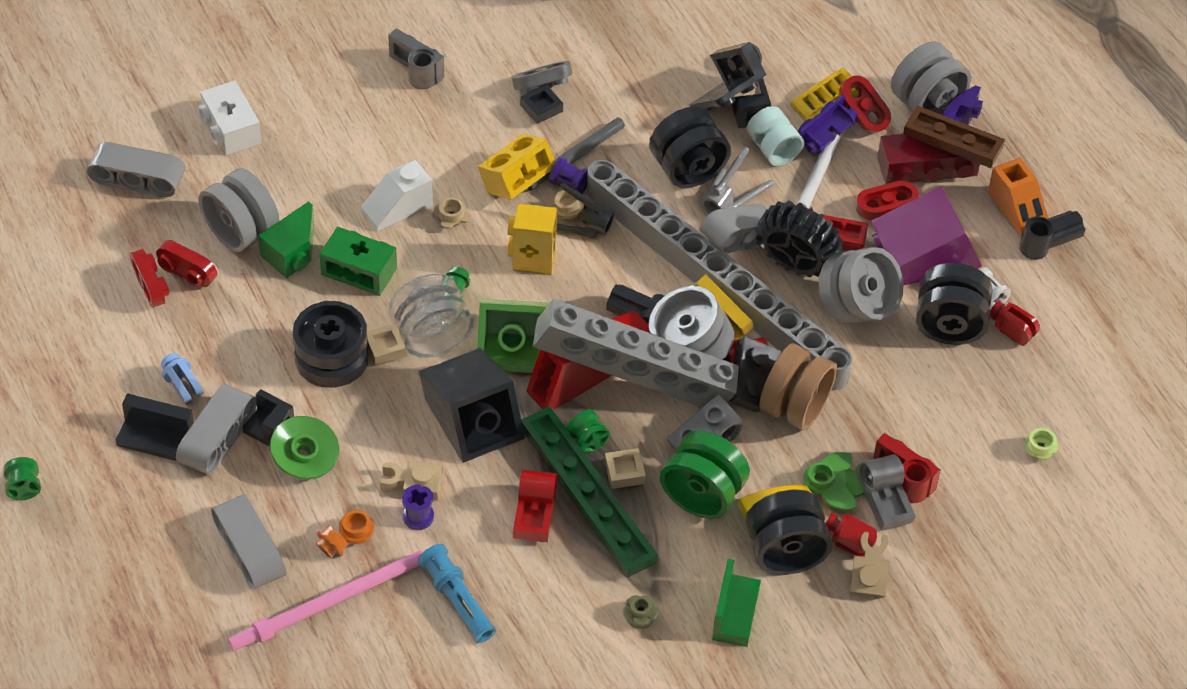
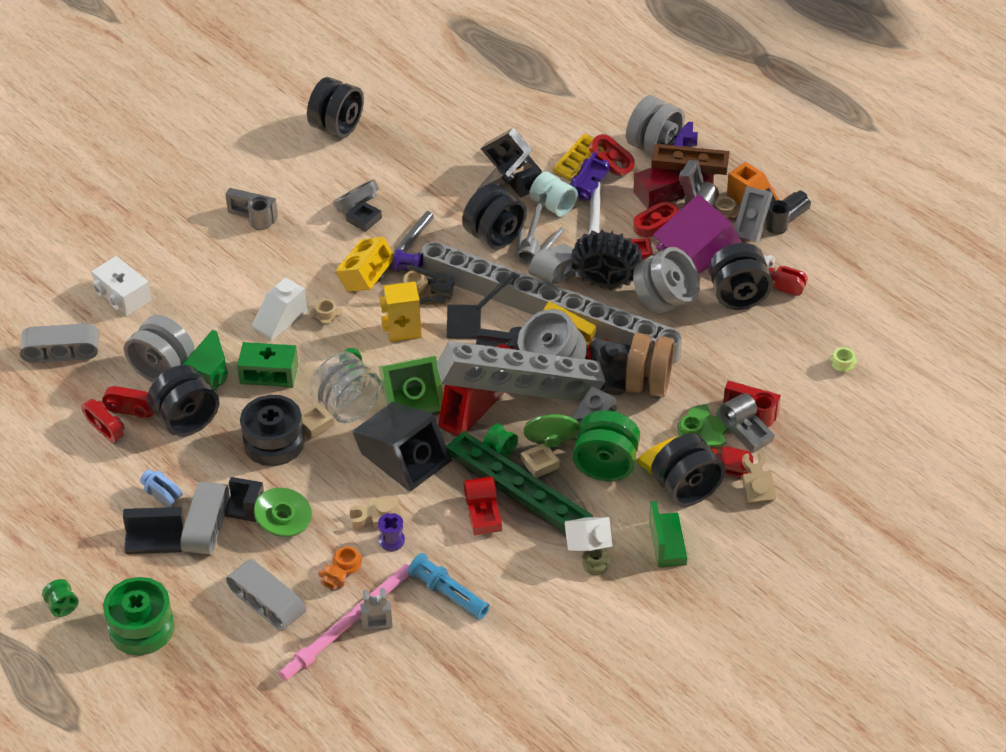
camera: 15 degrees left, 5 degrees down
(97, 526) = (138, 615): none -> green wheel
(241, 280) = (183, 400): none -> black wheel
(360, 599) = (376, 611): none -> light grey plate
(609, 266) = (465, 320): none -> black piece
(640, 577) = (588, 534): none -> white brick
(648, 436) = (551, 429): none -> bright green dish
(947, 172) = (693, 183): none -> flat silver plate
(977, 209) = (726, 207): none -> tan plate
(1004, 227) = (753, 214): none -> light grey plate

